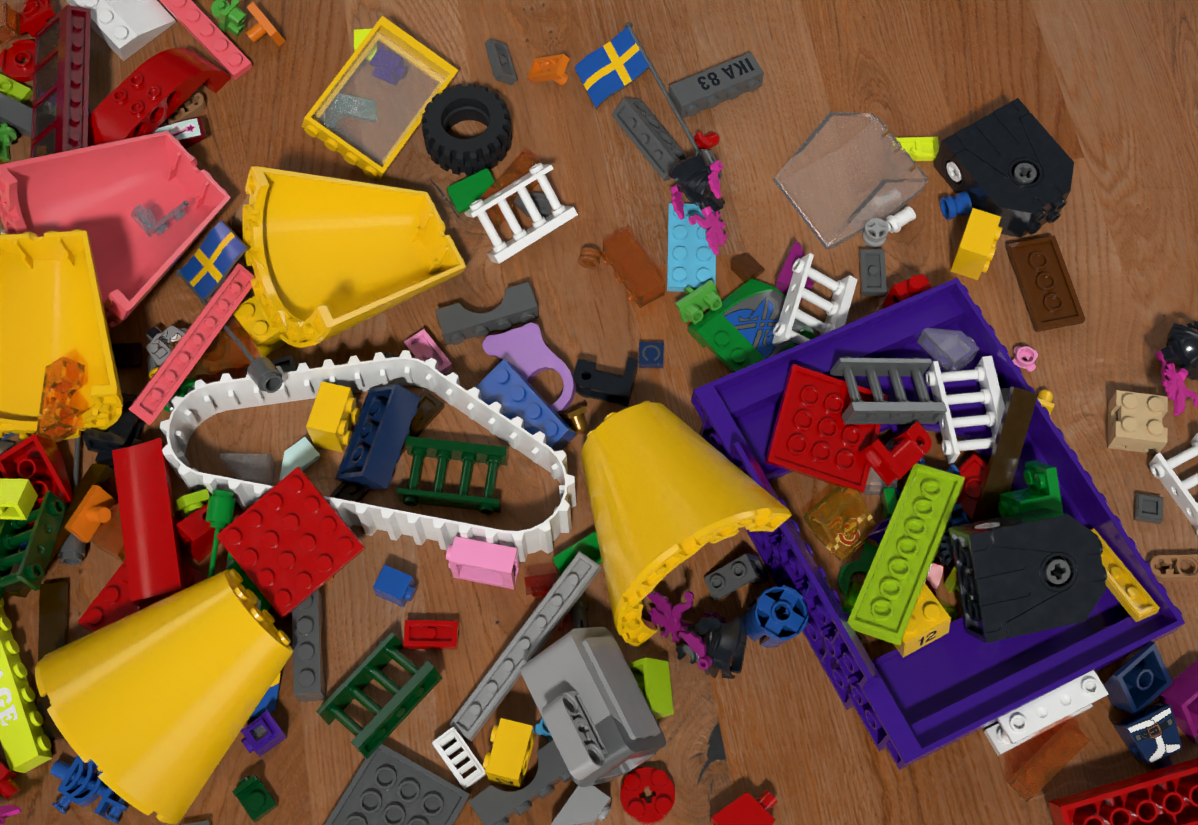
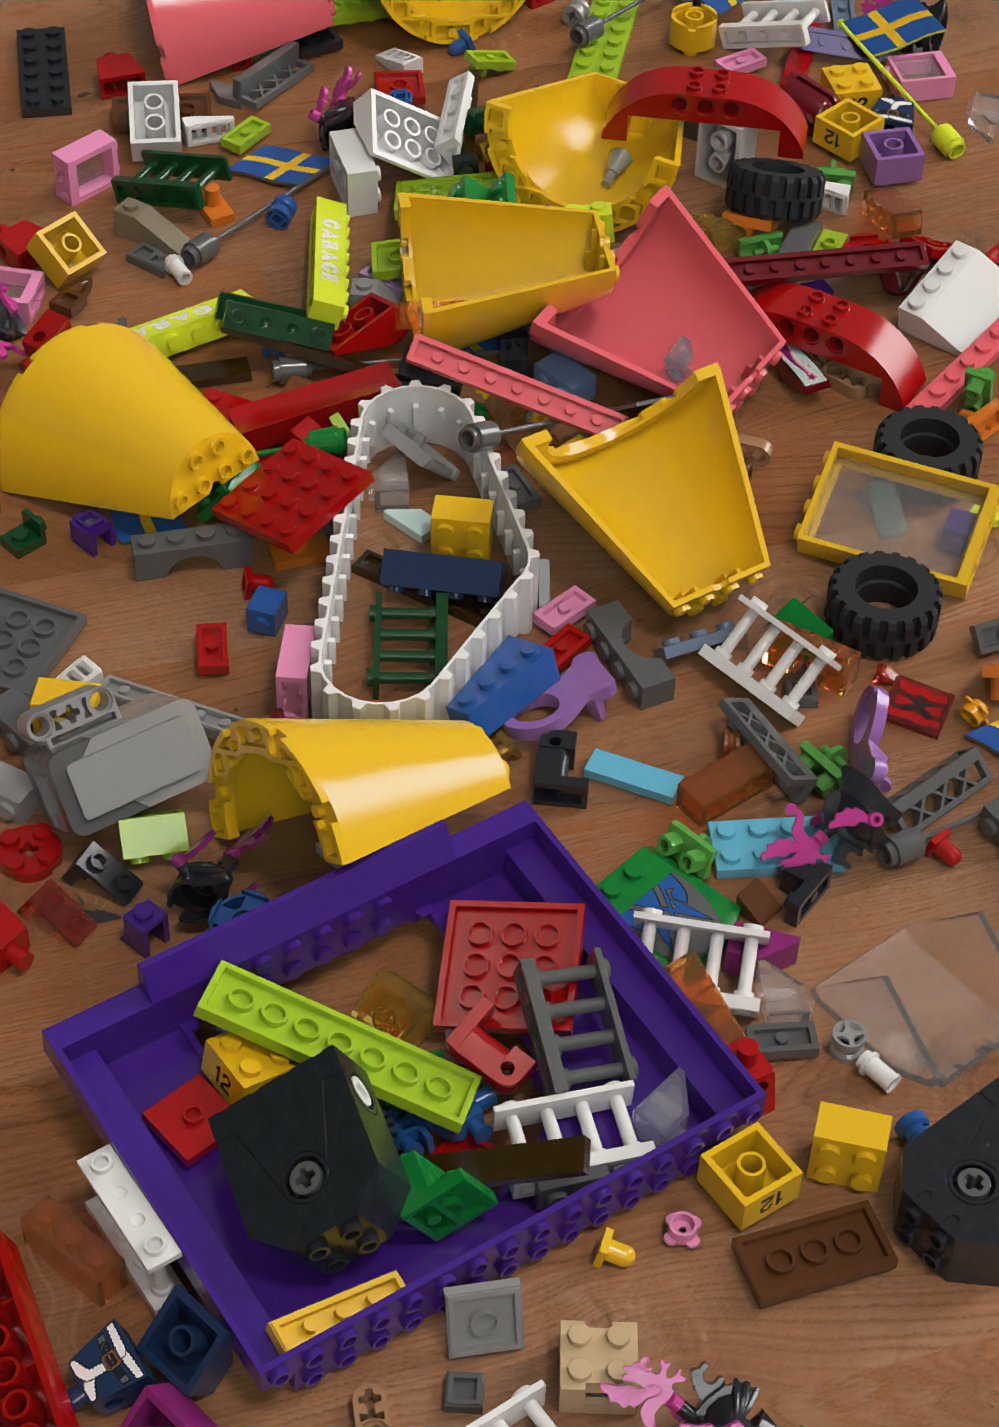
camera: 80 degrees right, 20 degrees down
(90, 513) = (318, 365): orange tile -> none
(146, 315) = (566, 375): none -> medium blue brick
(221, 441) = (419, 450): none -> light grey container
(291, 46) = (934, 433): none -> black tyre
(354, 597) = (251, 582): none -> red piece
(395, 711) = (127, 622): dark green fence -> none
(470, 361) = (567, 644): none -> red plate
(481, 262) = (674, 647): none -> sand blue plate
(561, 133) = (914, 703): none -> flag
(578, 95) = (974, 711): none -> light orange plate
(603, 230) = (755, 729): none -> dark grey fence
(612, 331) = (632, 776): none -> medium azure tile
(615, 207) = (826, 763): none -> bright green hips
(635, 172) = (866, 734): none -> medium lavender animal
(651, 354) = (606, 816): dark blue tile -> none
(681, 735) = (104, 872): none -> black bracket
(718, 773) = (60, 912): none -> clear red bracket
(741, 231) = (804, 889): none -> black slope
(743, 701) = (142, 919): none -> dark purple window
(842, 263) = (781, 996): none -> clear slope
(852, 308) = (701, 990): none -> clear orange brick
(951, 664) = (183, 1119): none -> red plate
(1000, 304) = (749, 1176): none -> yellow brick
(1108, 483) = (484, 1317): none -> light grey plate

